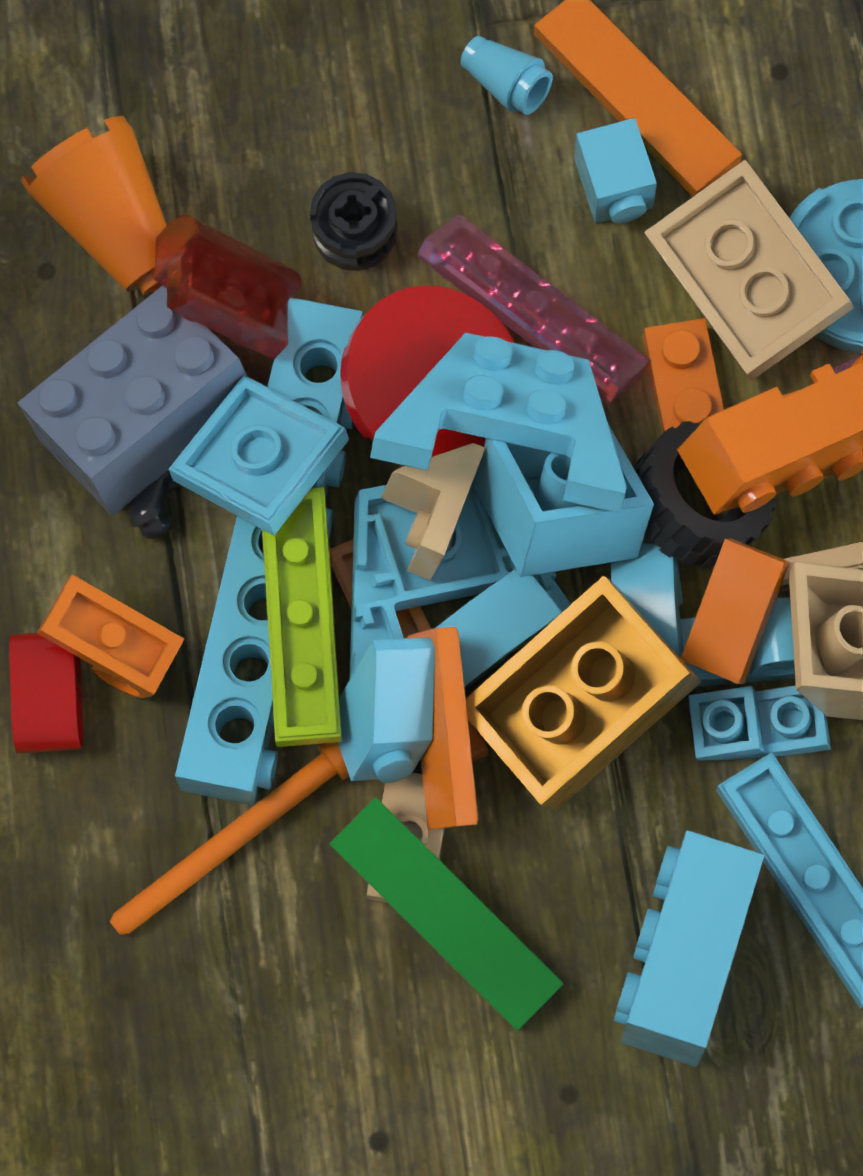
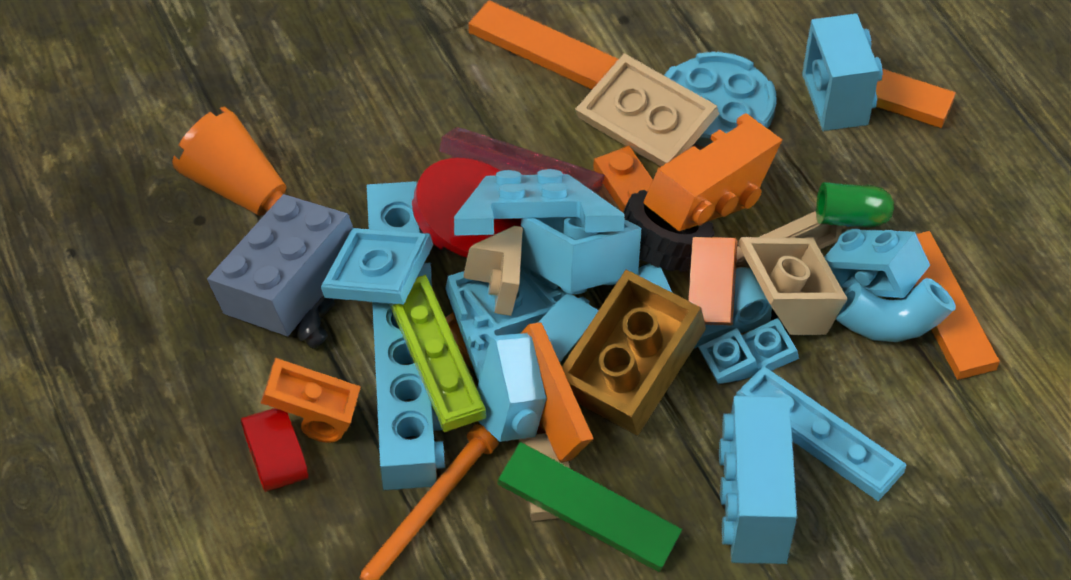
camera: 20 degrees left, 20 degrees down
(225, 284) = (323, 179): clear red brick -> none
(353, 219) = (391, 143): black wheel -> none
(508, 74) = (461, 50): medium azure cone -> none
(615, 172) = (545, 82): medium azure brick -> none

